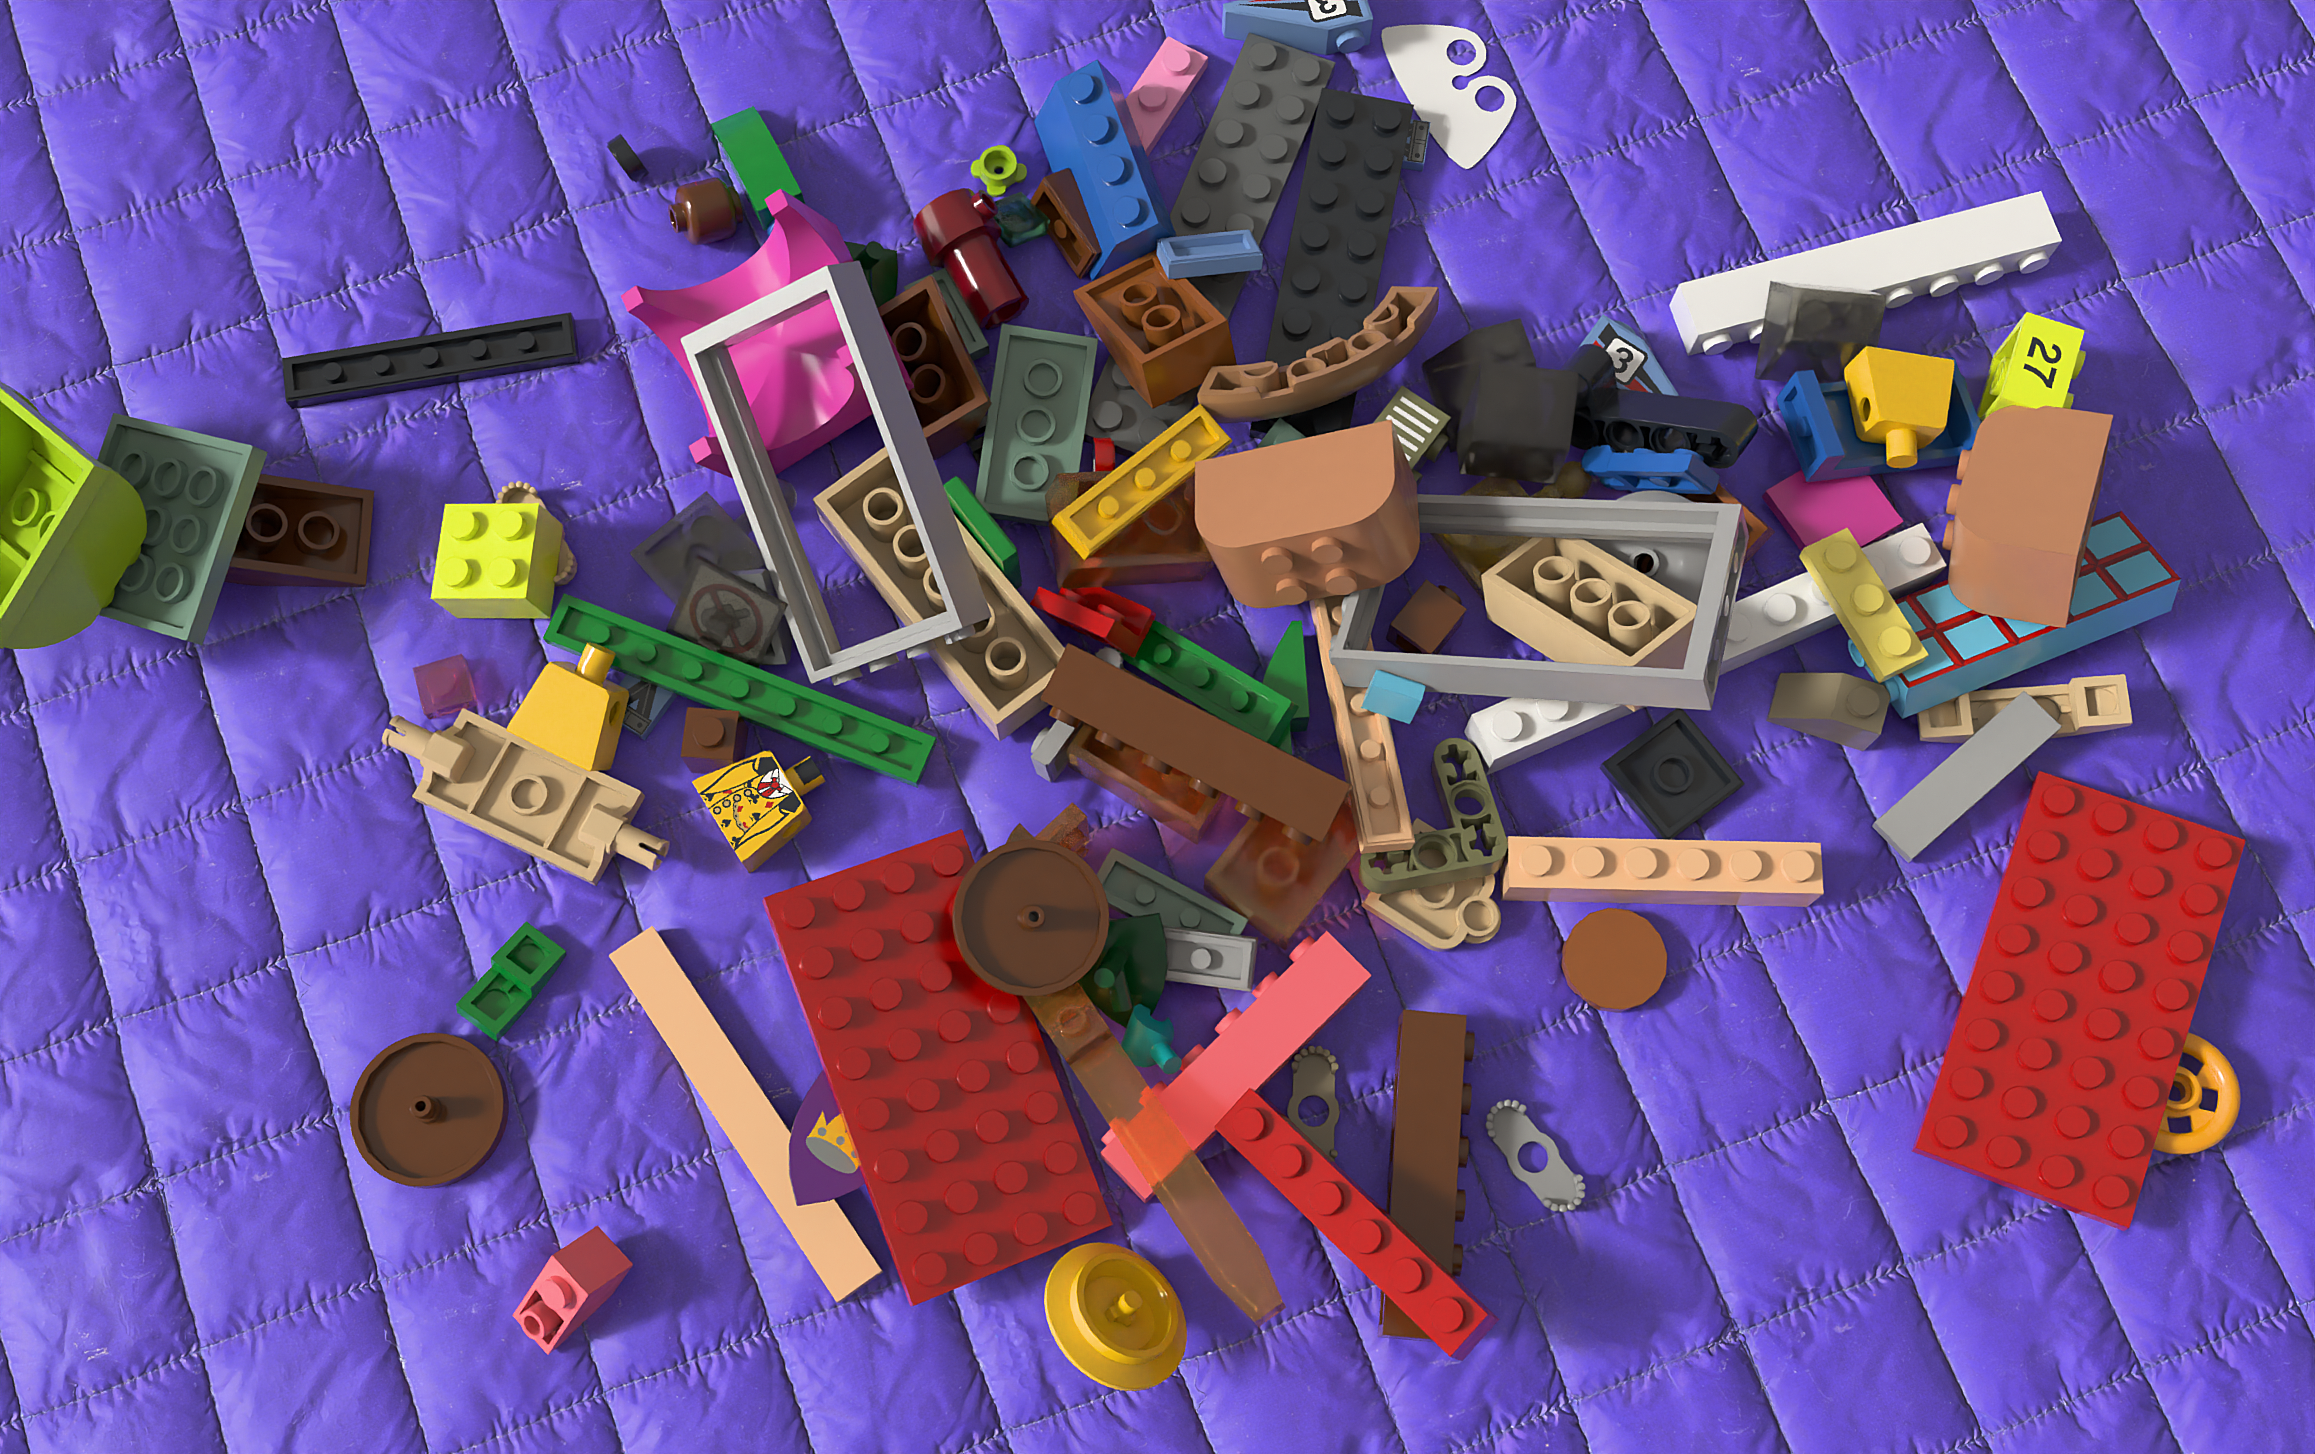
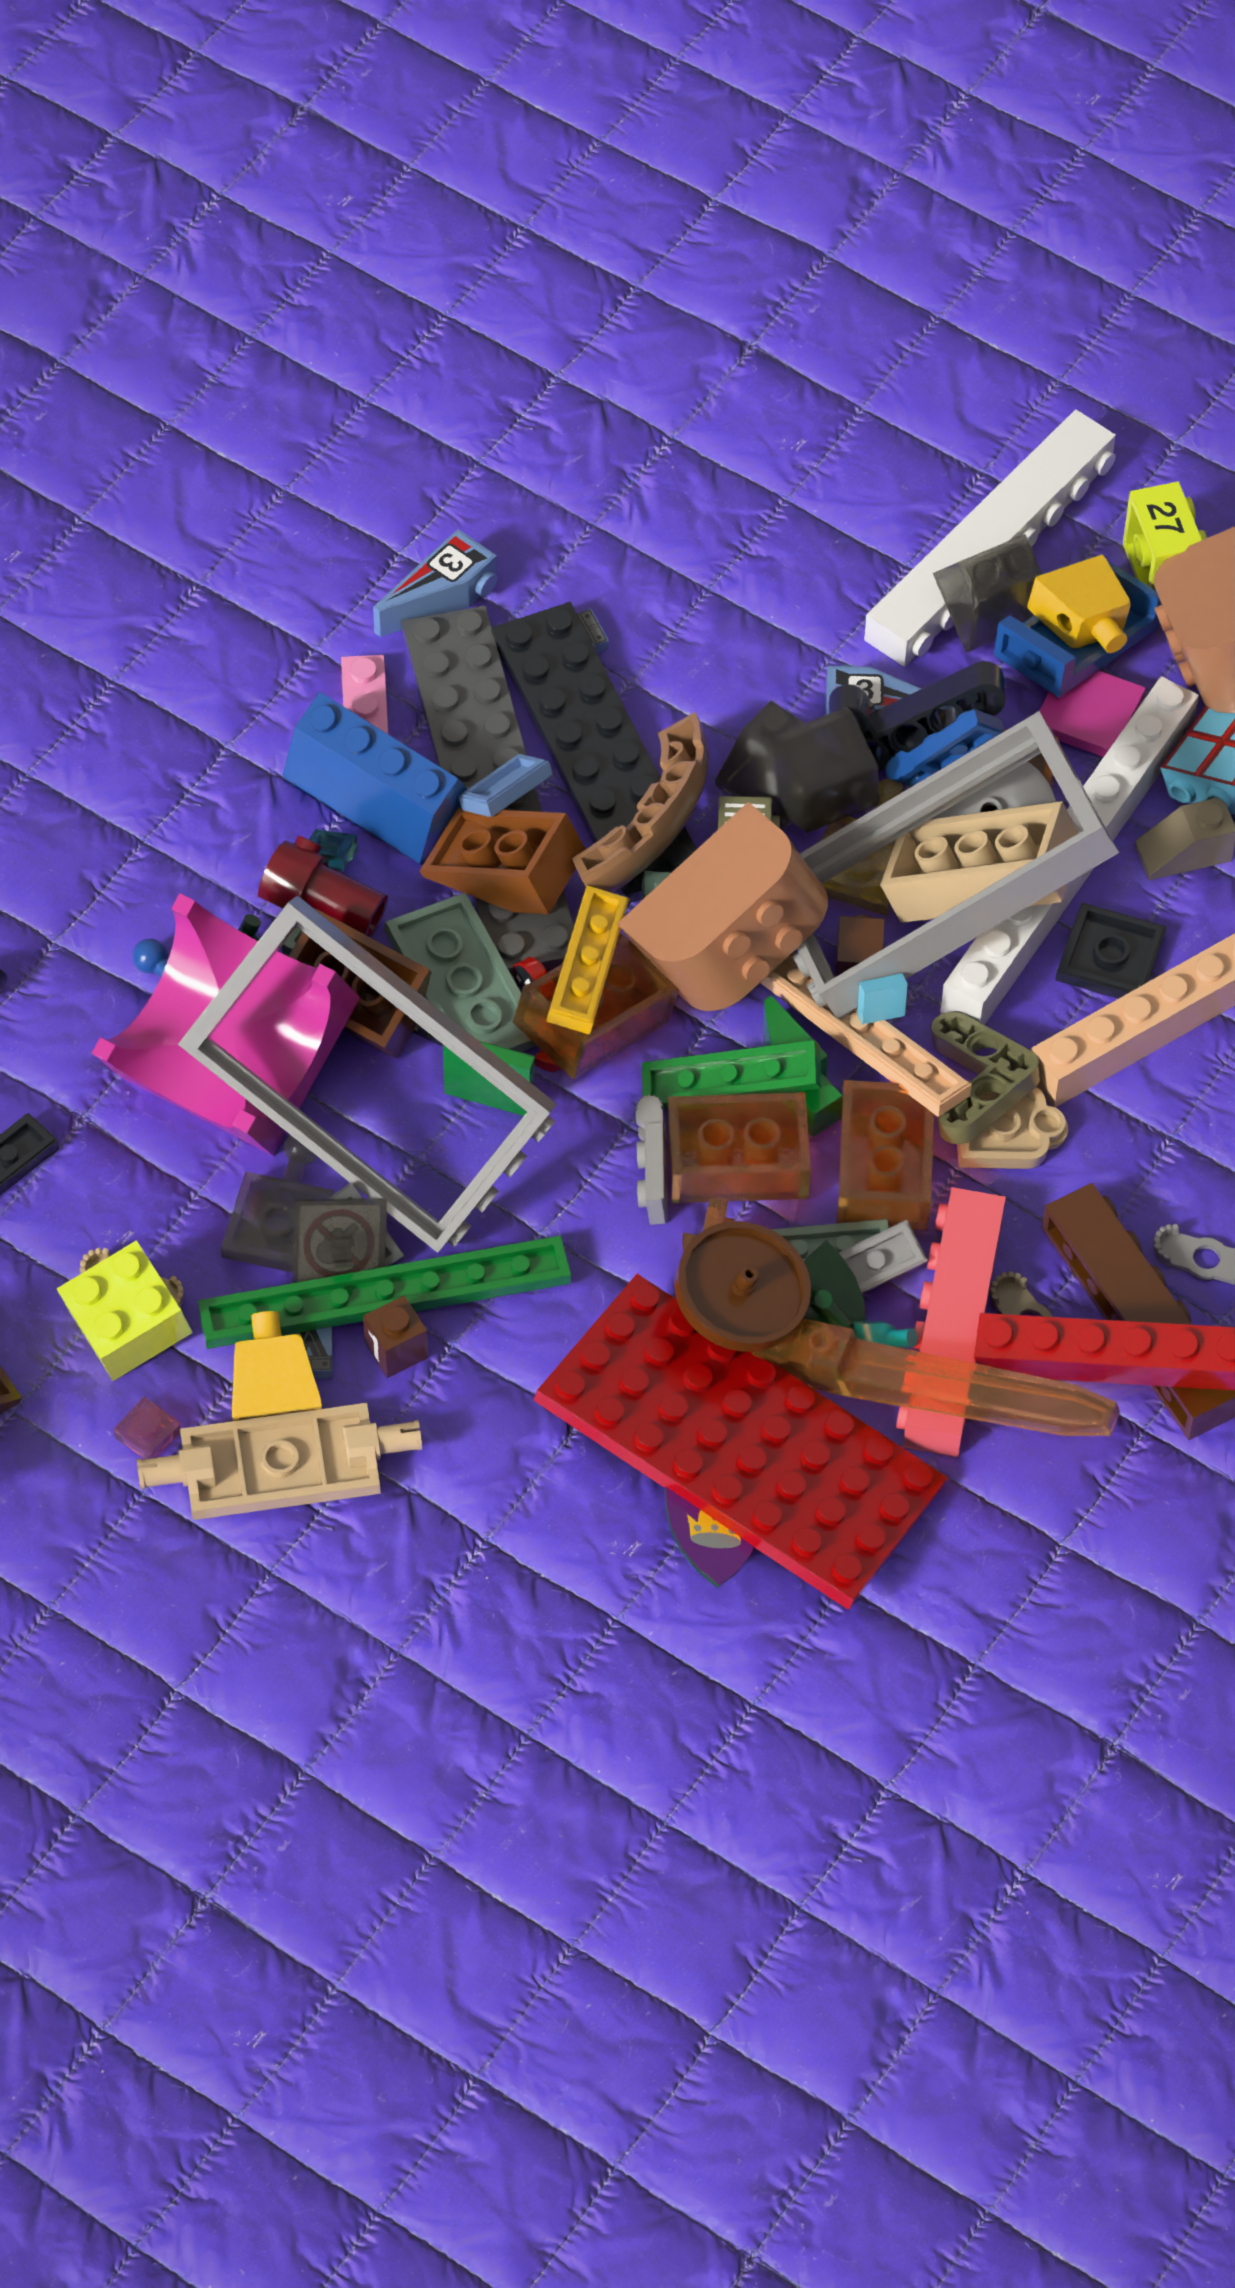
camera: 35 degrees left, 15 degrees down
(429, 1110) = (379, 1718): reddish brown piece -> none
(512, 983) = (370, 1595): green slope -> none
(571, 1288) = (589, 1761): coral slope -> none
(706, 211) = (80, 978): reddish brown head -> none
(741, 1110) = (618, 1573): light nougat tile -> none
(755, 160) = (95, 923): green slope -> none
(759, 803) = (461, 1361): yellow torso -> none
(995, 158) = (283, 814): lime plate -> none
(1010, 655) = (459, 1119): tan brick -> none
(1069, 220) = (375, 828): reddish brown slope -> none
(1098, 615) = (616, 1082): red bracket -> none
(1115, 1316) = (1000, 1520): yellow piece -> none
(1196, 743) = (769, 1106): reddish brown brick -> none
(1426, 77) = (560, 580): white piece -> none
(1614, 960) = (1164, 1096): dark orange tile -> none
(1863, 605) = (1162, 749): light yellow plate -> none

